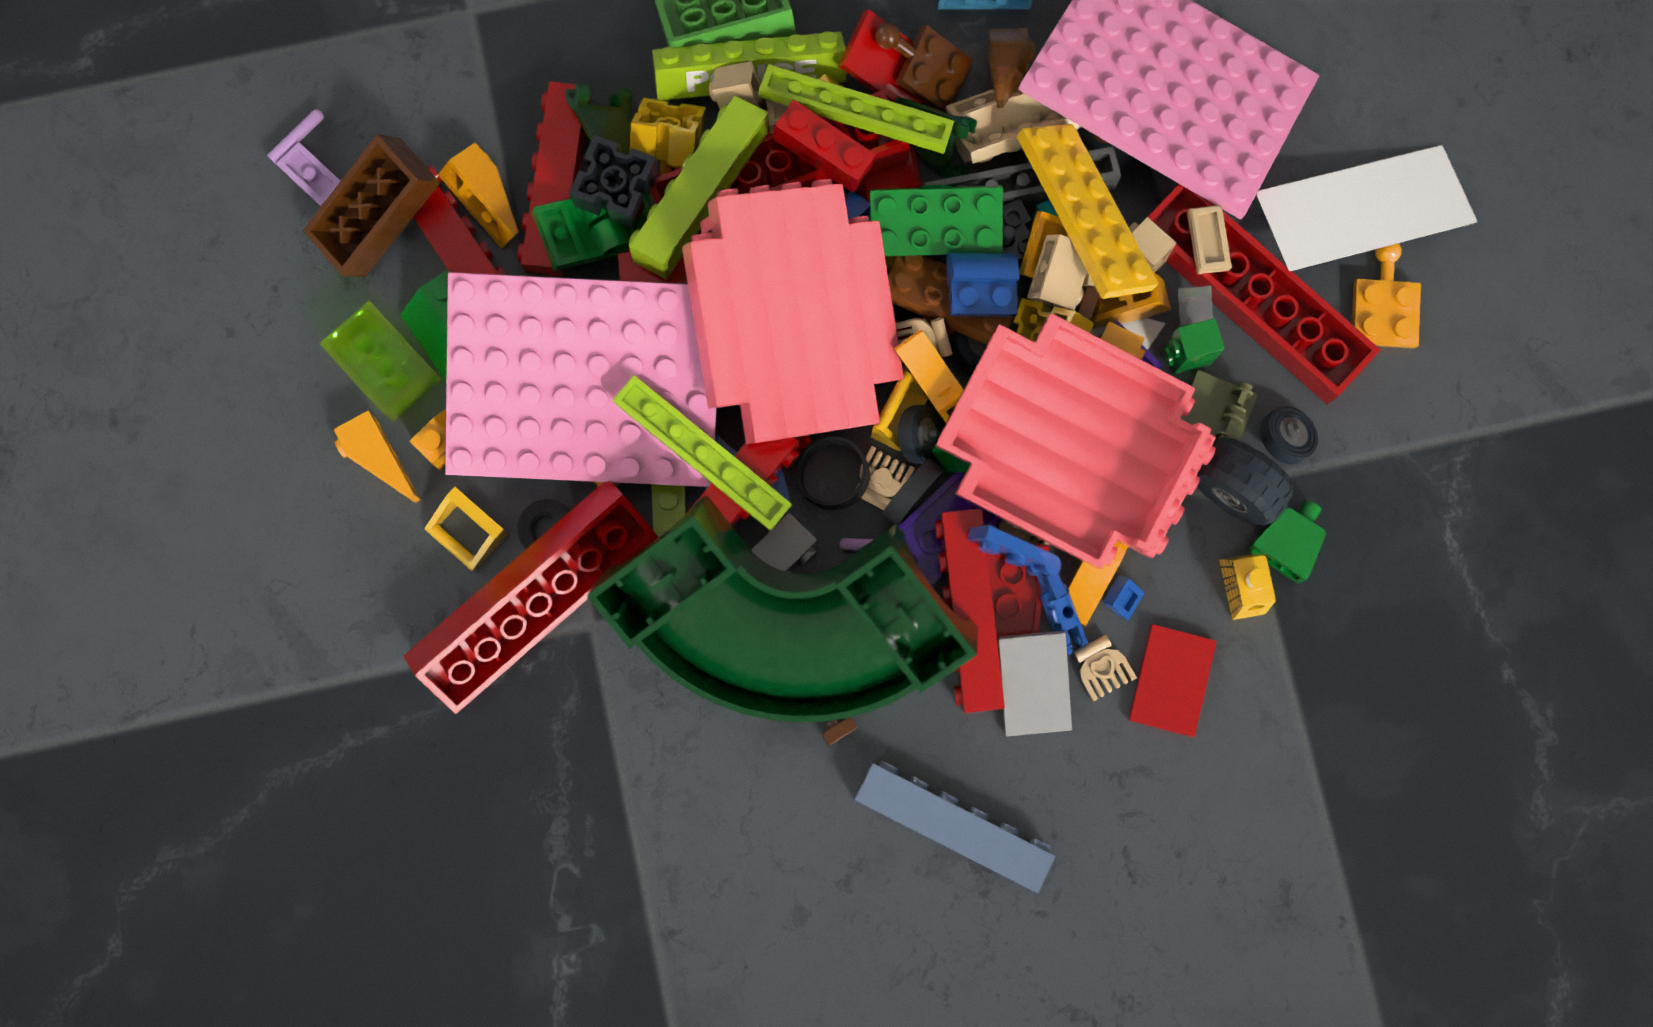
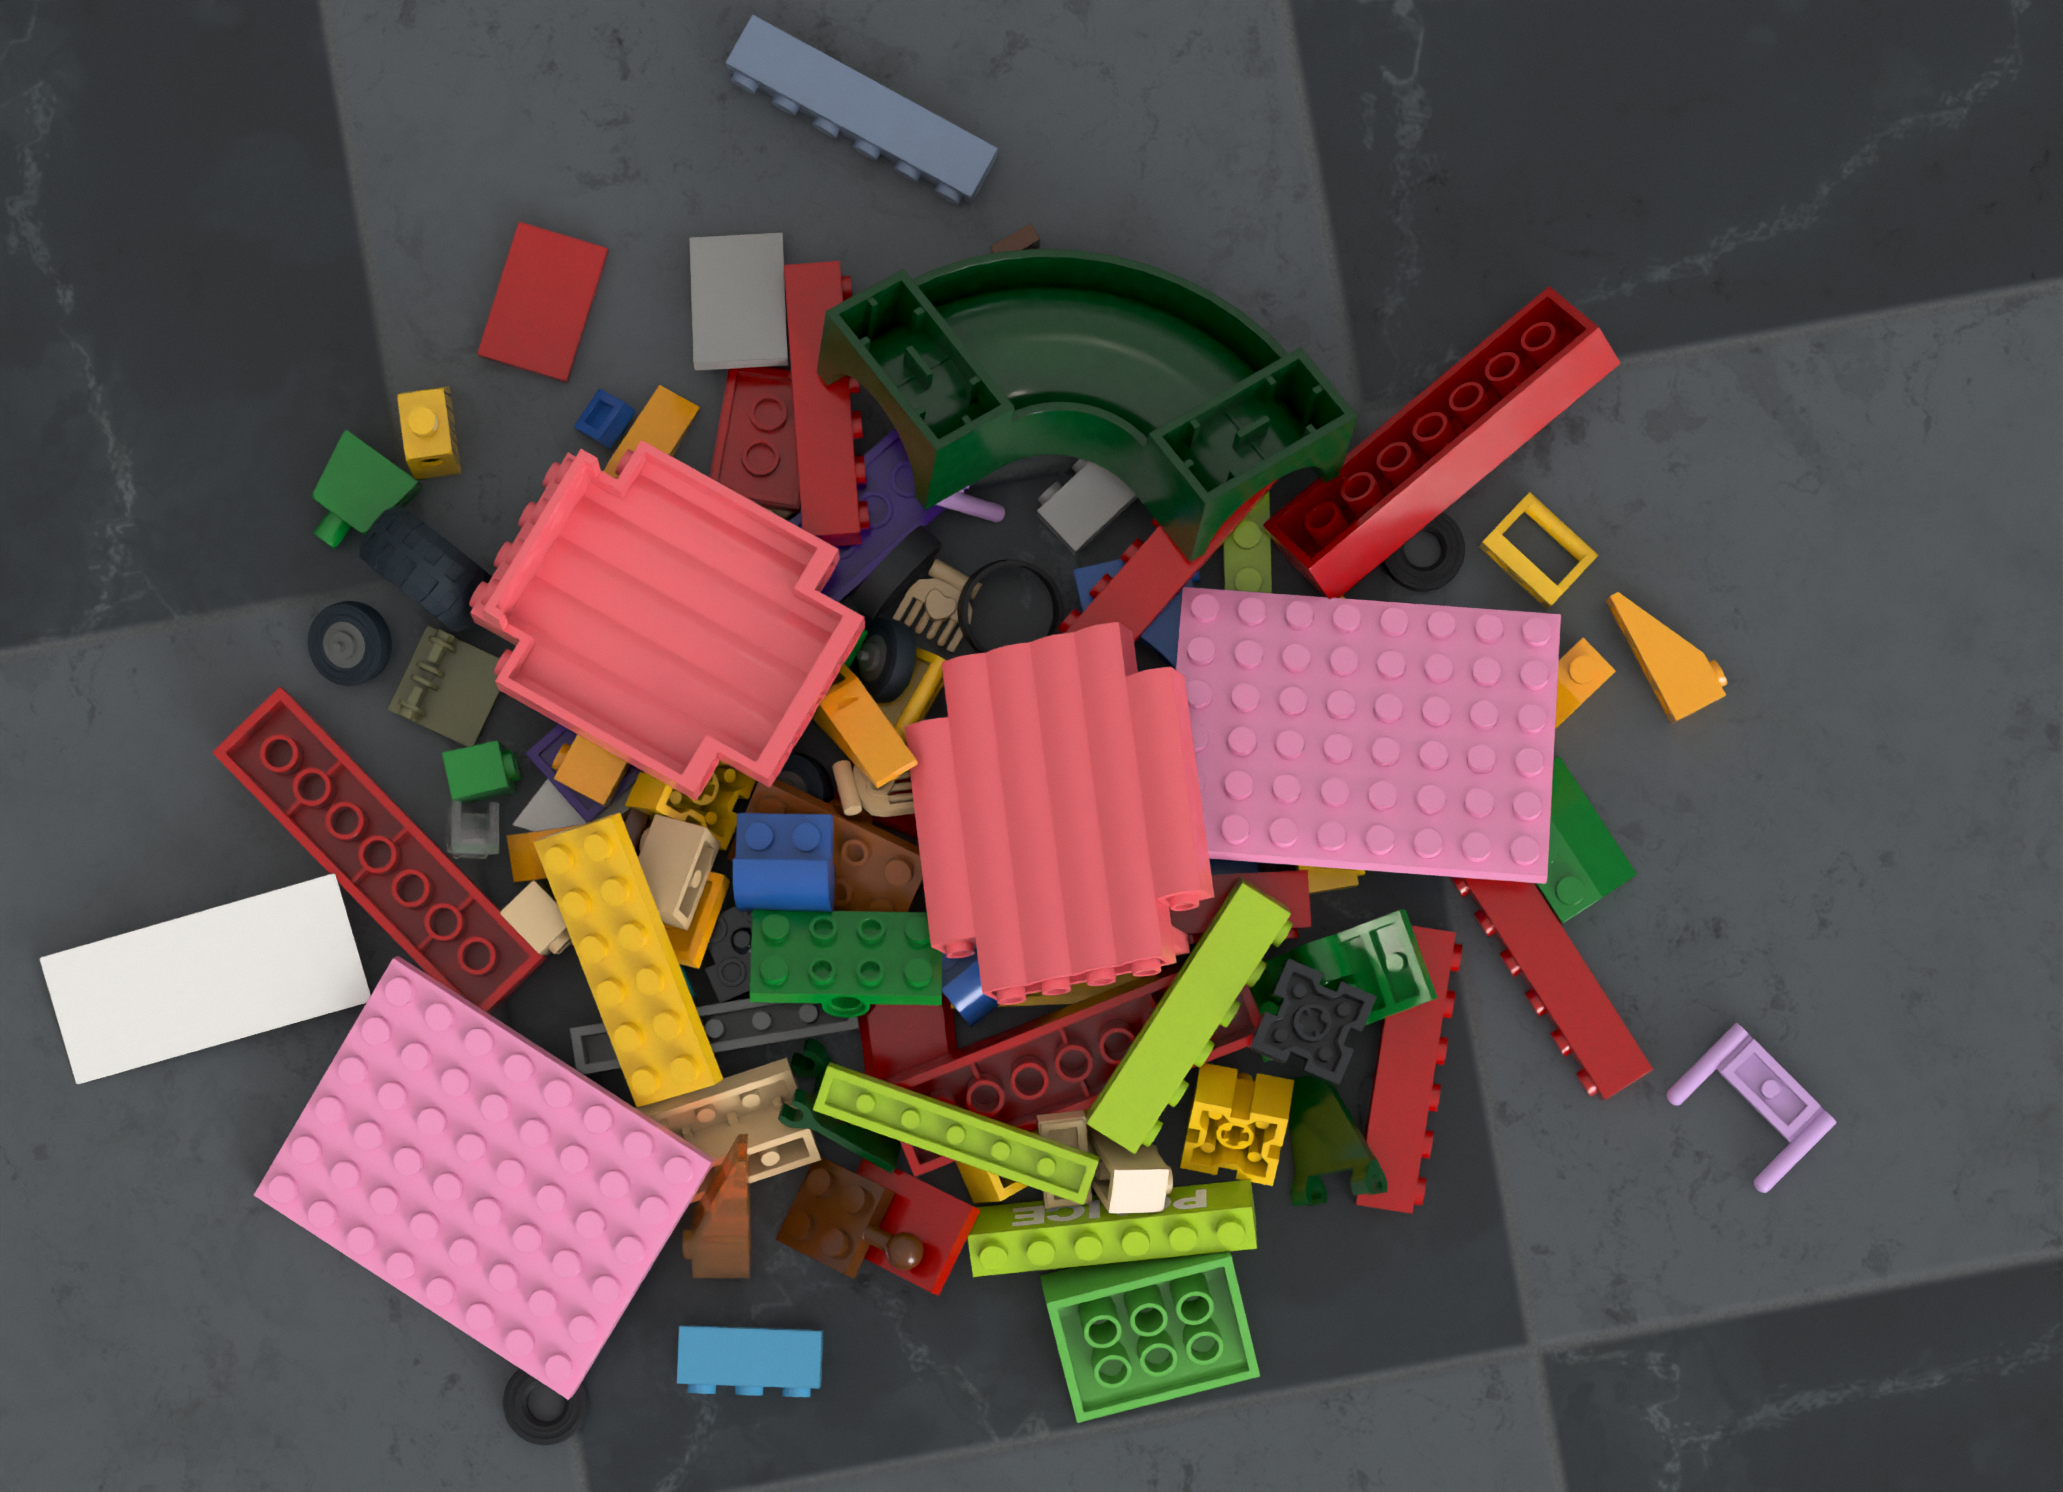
camera: 175 degrees left, 5 degrees up
(371, 206) = (1672, 1019): reddish brown brick -> none
(380, 361) = (1660, 795): clear neon green brick -> none
(480, 189) = (1516, 1053): light orange slope -> none
(701, 452) = (1195, 618): lime plate -> none
(823, 146) = (1006, 1068): red brick -> none
(1014, 550) = (759, 473): blue plate -> none
(1061, 610) = (696, 402): blue hinge -> none
(1101, 663) = (643, 329): tan piece -> none
(1209, 239) = (448, 923): tan tile -> none
(1387, 308) = (188, 829): light orange plate -> none

